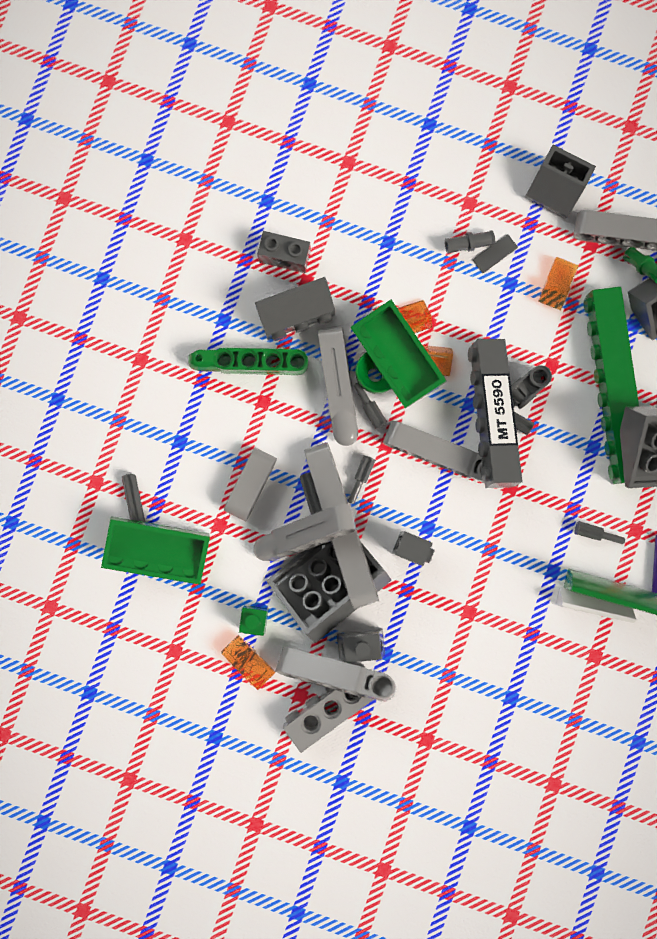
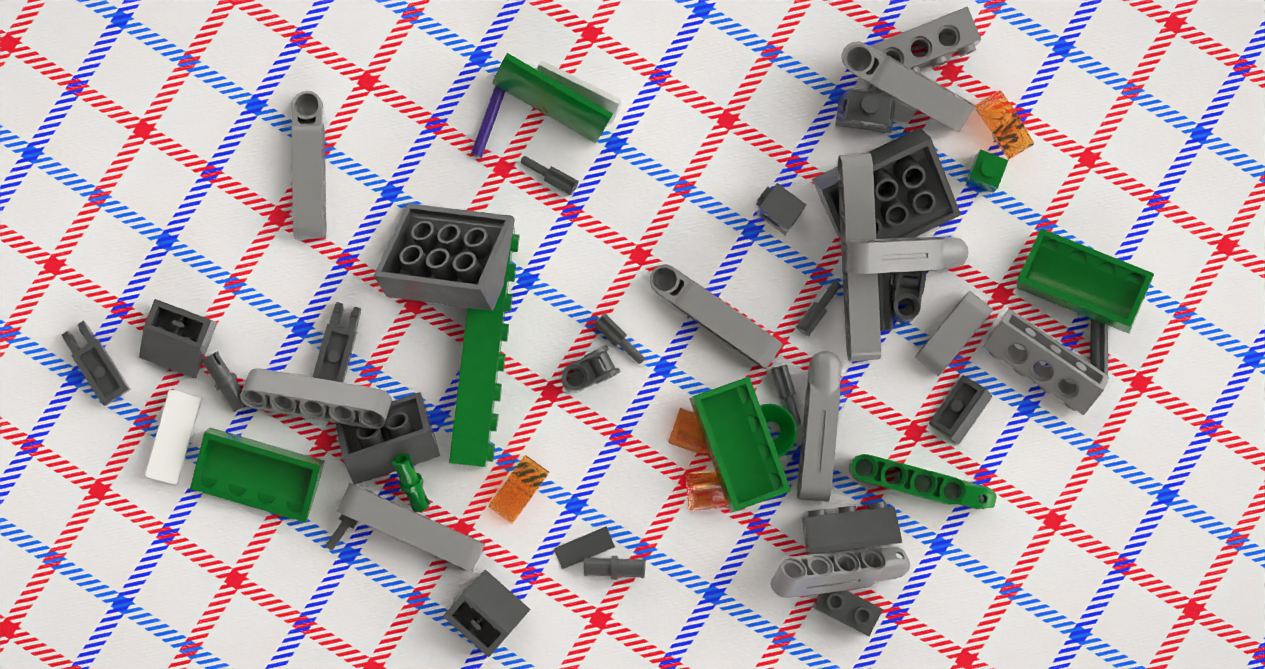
camera: 160 degrees left, 0 degrees up
(172, 478) = (1041, 347): none -> light grey brick
(231, 427) = (961, 409): none -> dark grey slope
(293, 509) = (907, 287): none -> dark grey piece
(303, 264) = (838, 571): none -> light grey piece
(495, 414) = (642, 345): dark grey brick -> none

